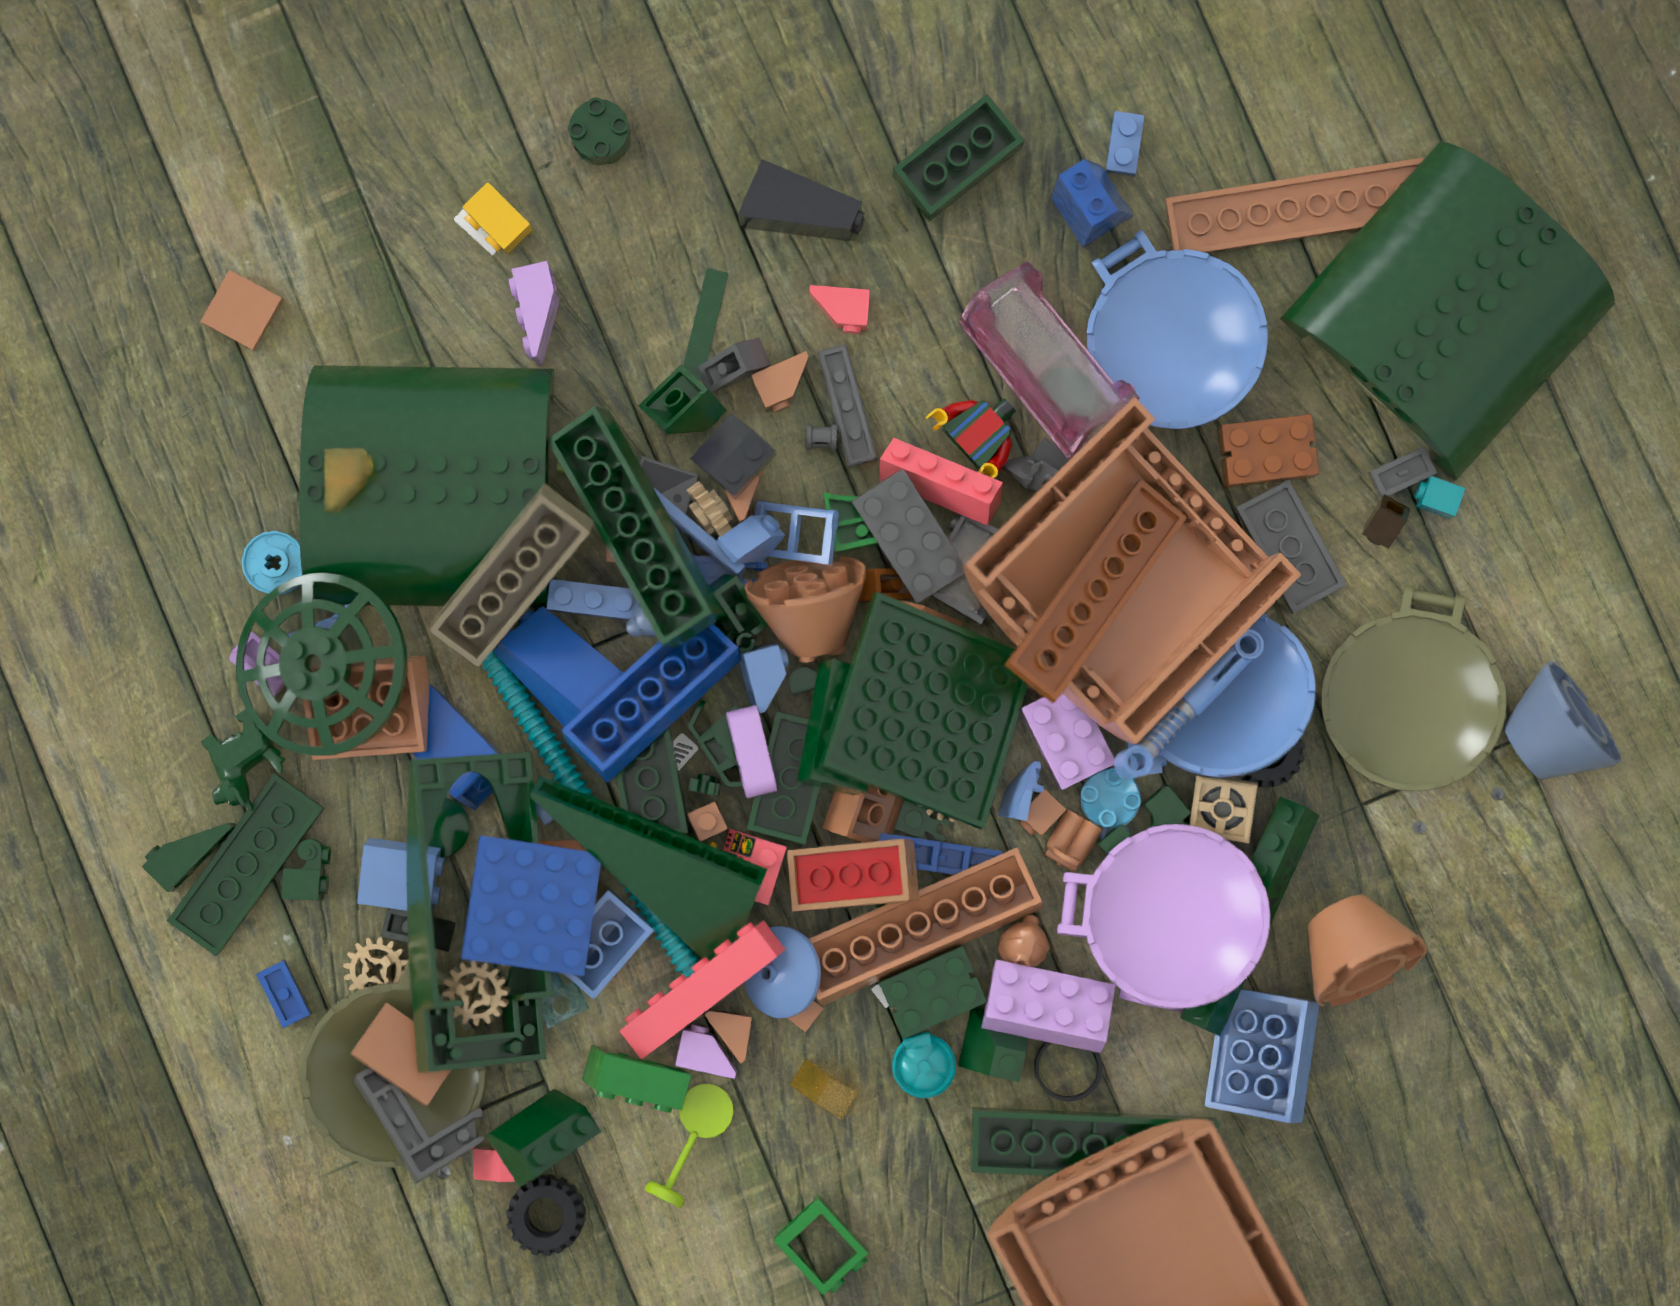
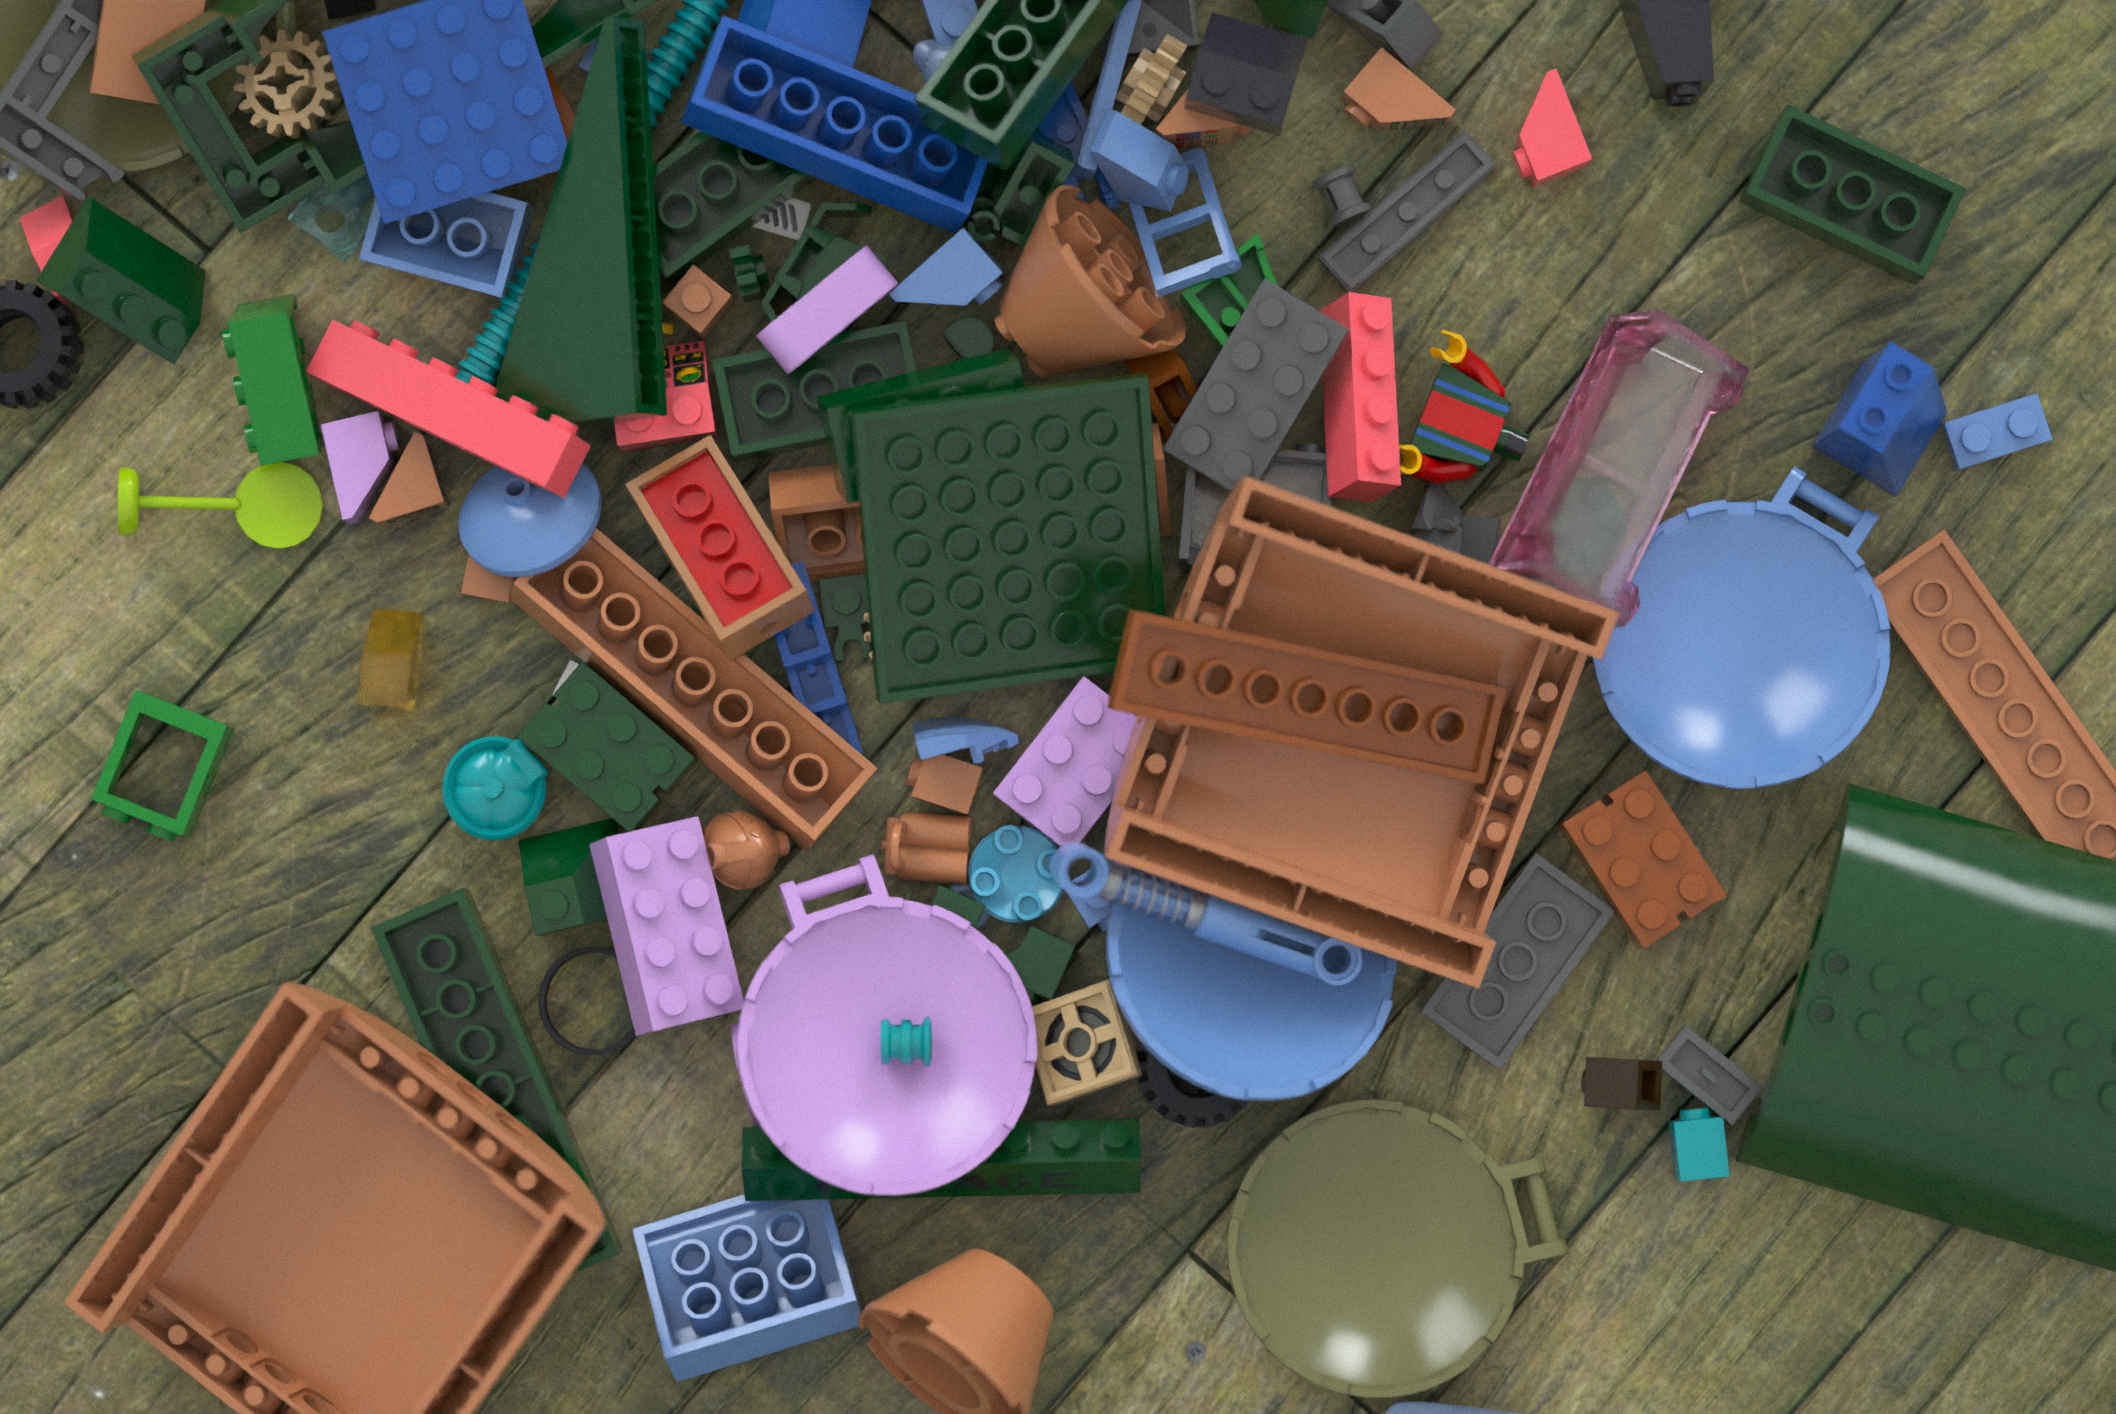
camera: 65 degrees right, 0 degrees up
(1178, 904) = (906, 1041): none -> teal bush

